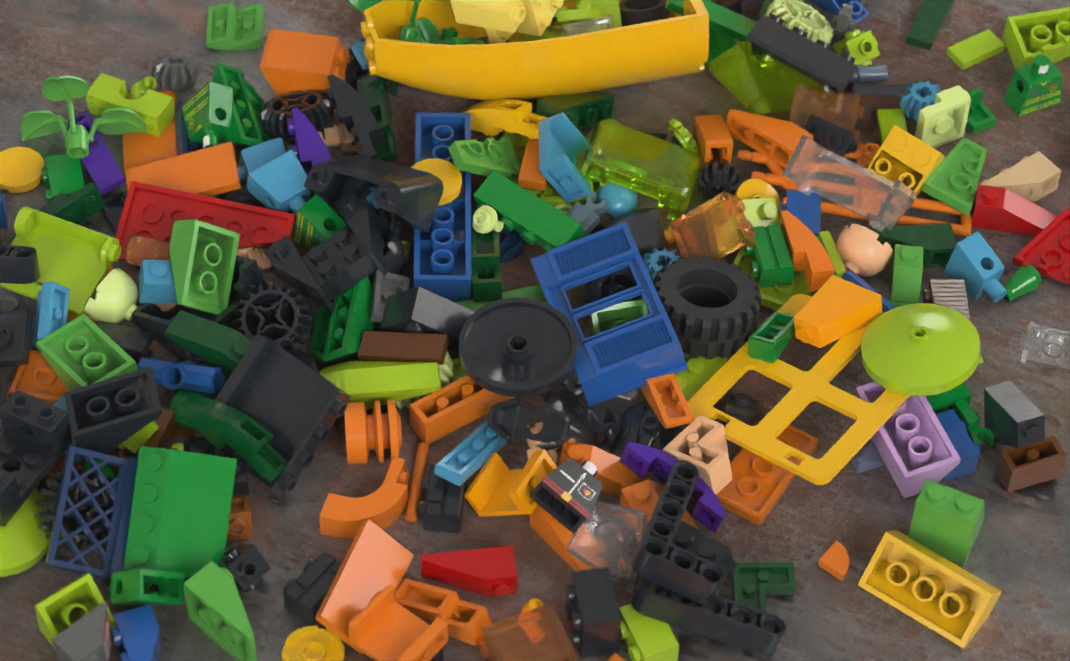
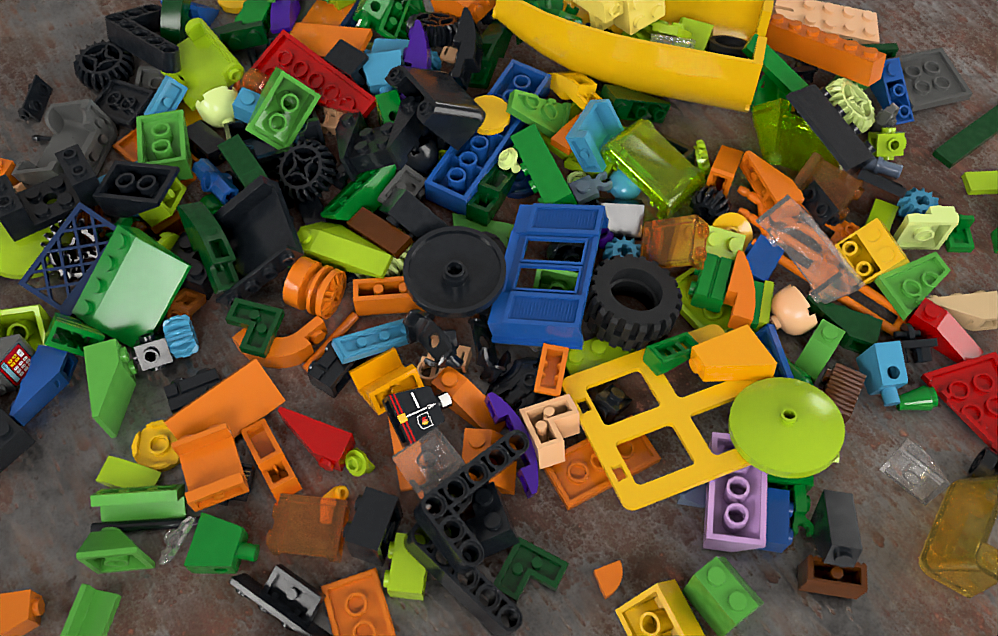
camera: 30 degrees right, 10 degrees up
(236, 185) = (347, 60): none -> black panel
(264, 535) = (180, 336): none -> dark azure gear
(342, 483) = (261, 325): none -> dark green plate
(531, 574) = (358, 463): none -> lime plate
(996, 234) = (921, 348): none -> black hips

